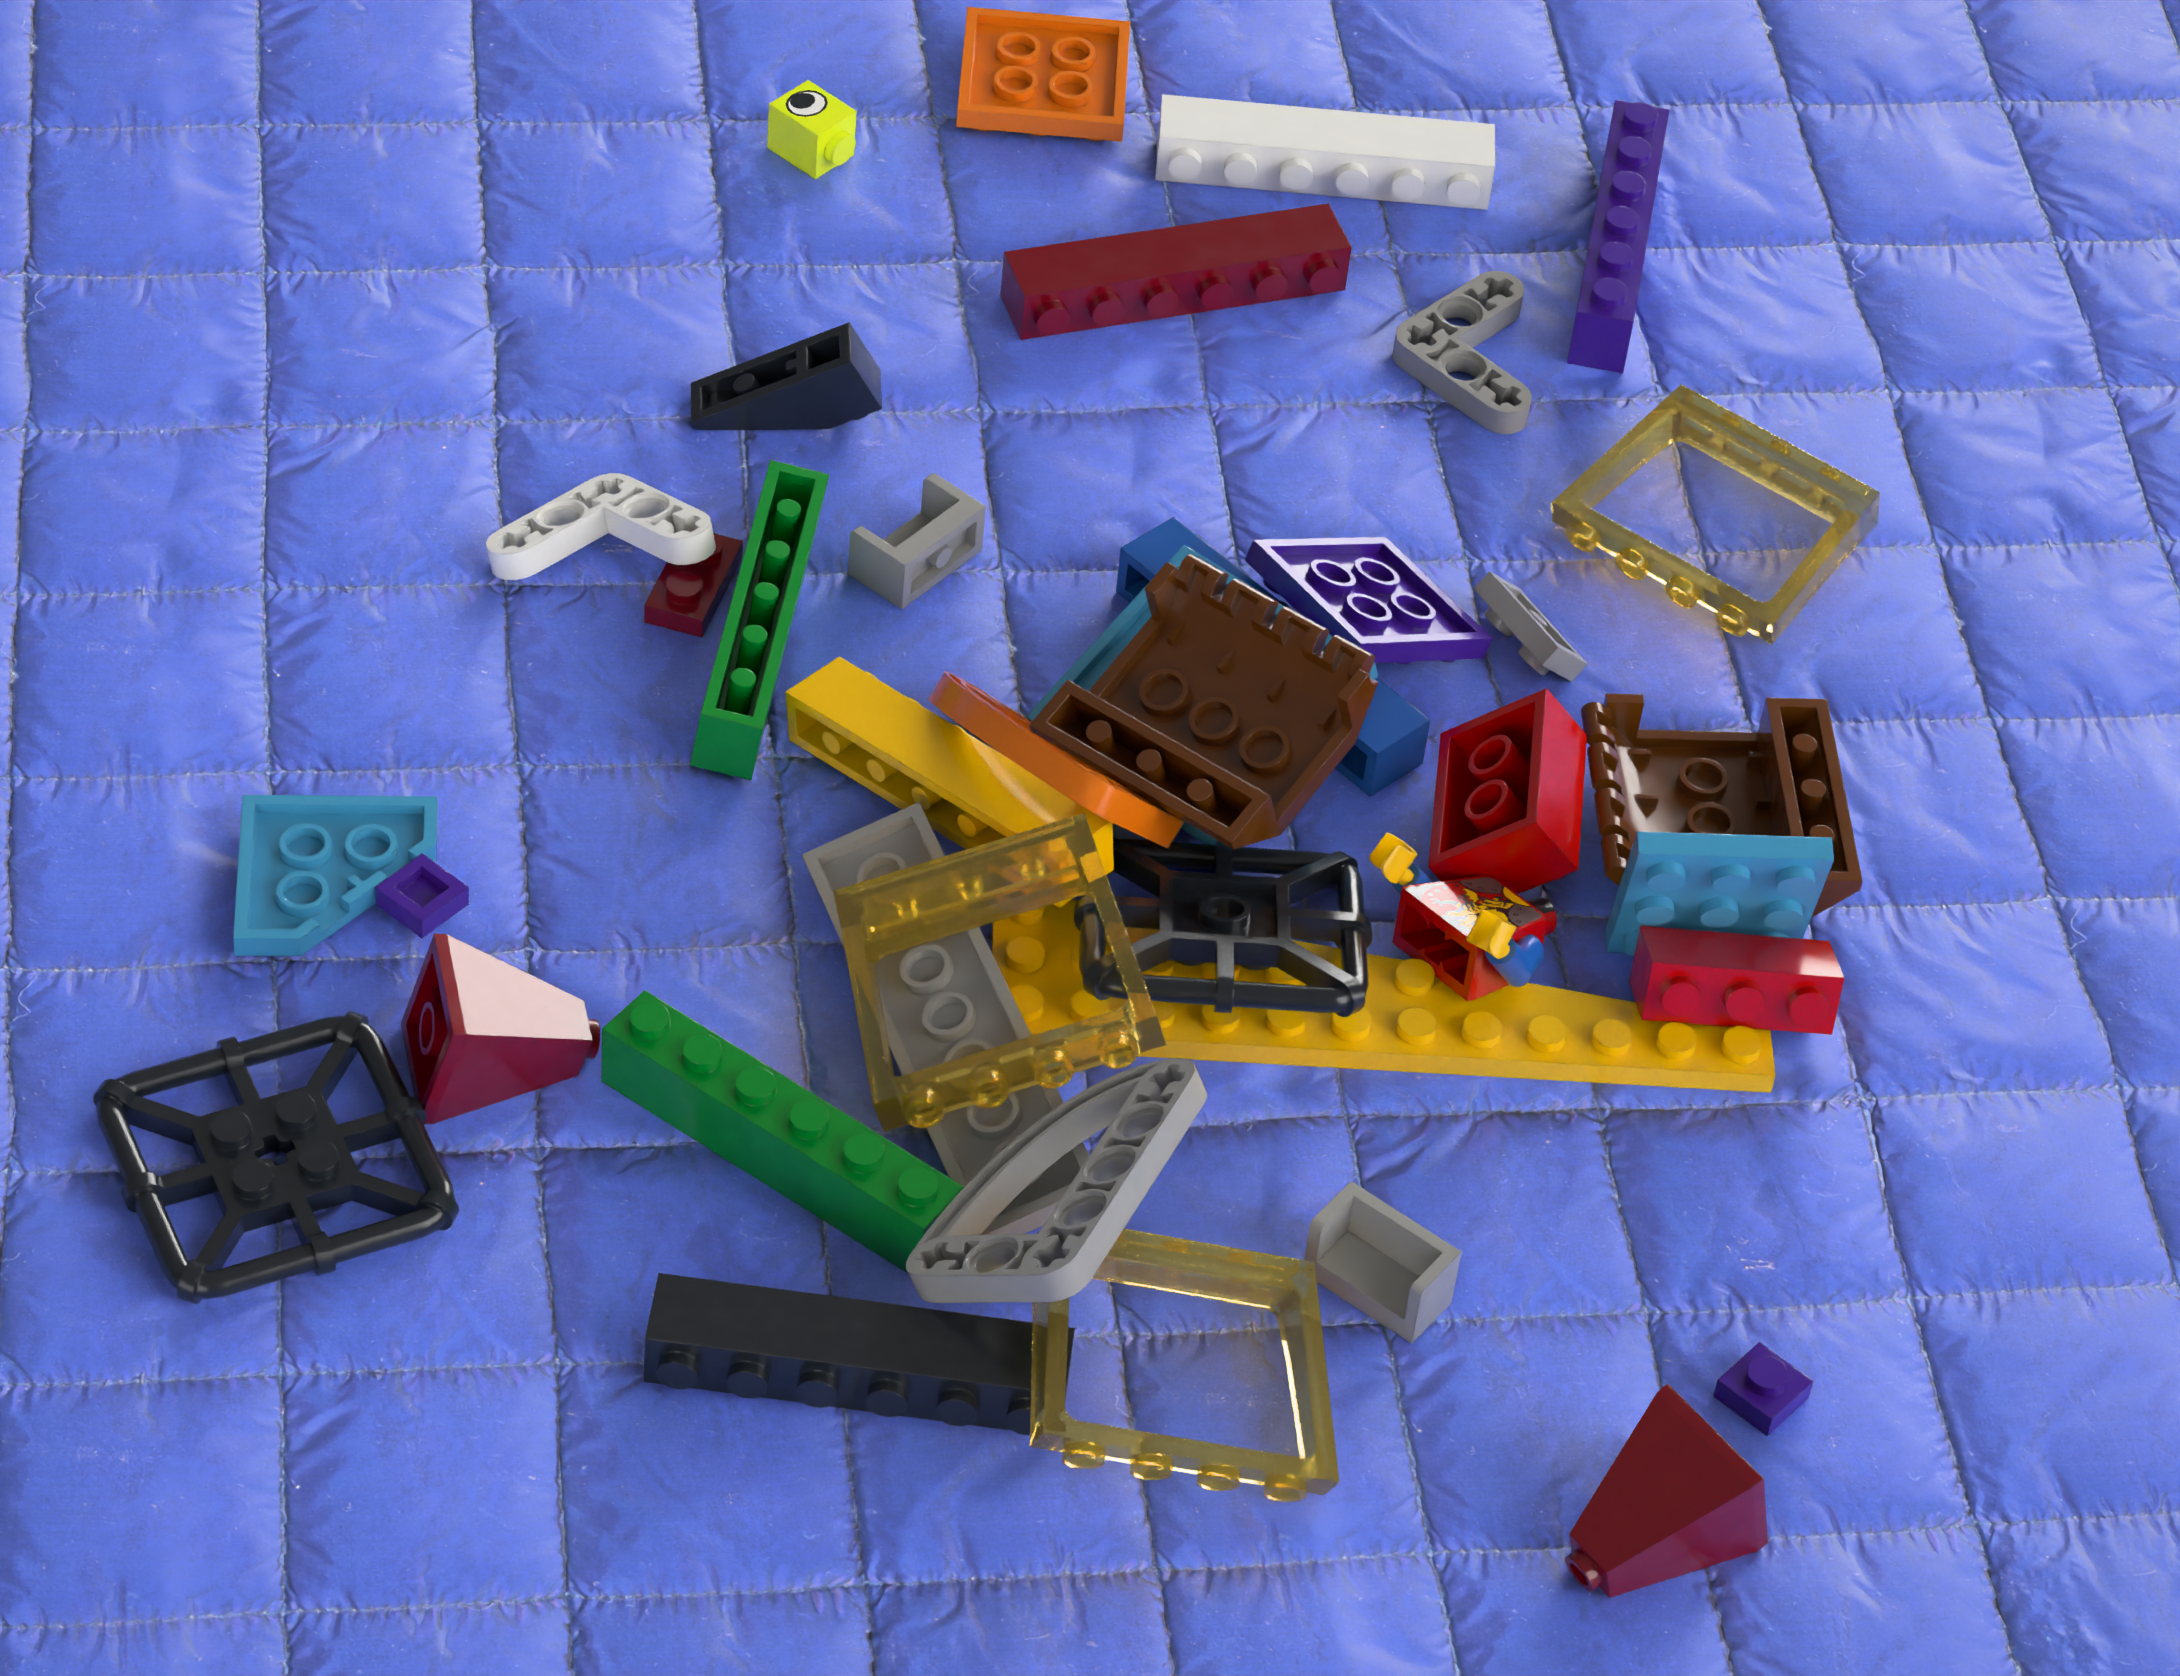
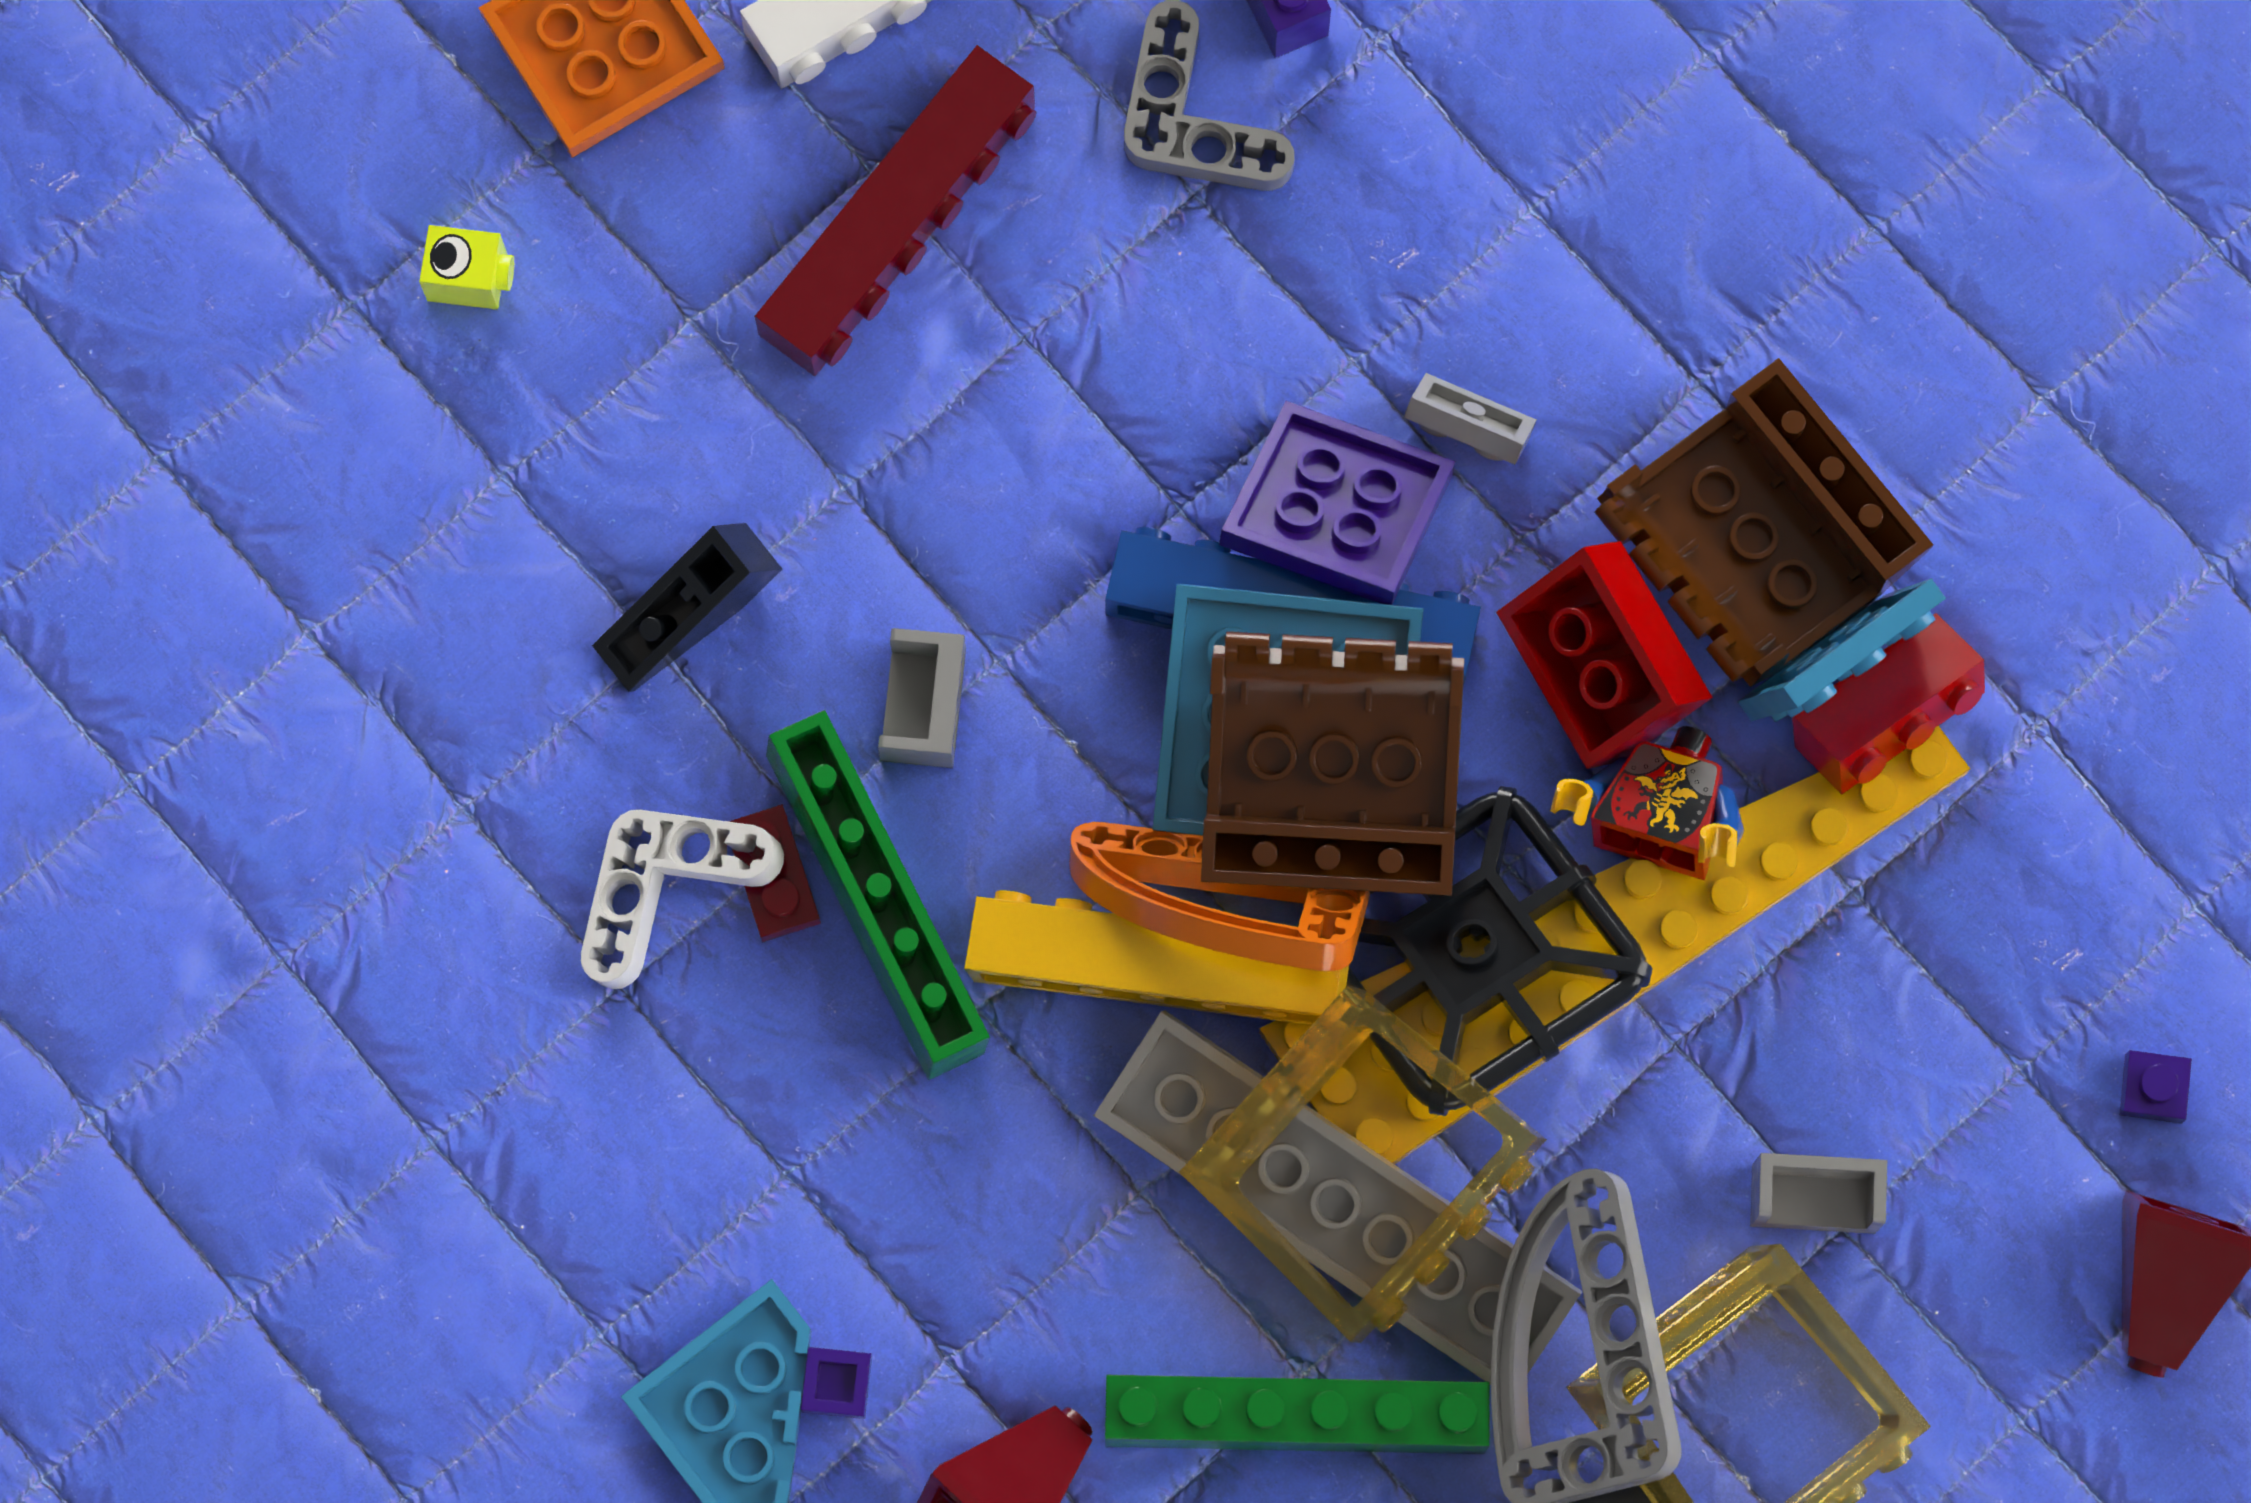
camera: 30 degrees left, 30 degrees up
(1754, 453) = (1539, 72): clear yellow windscreen -> none

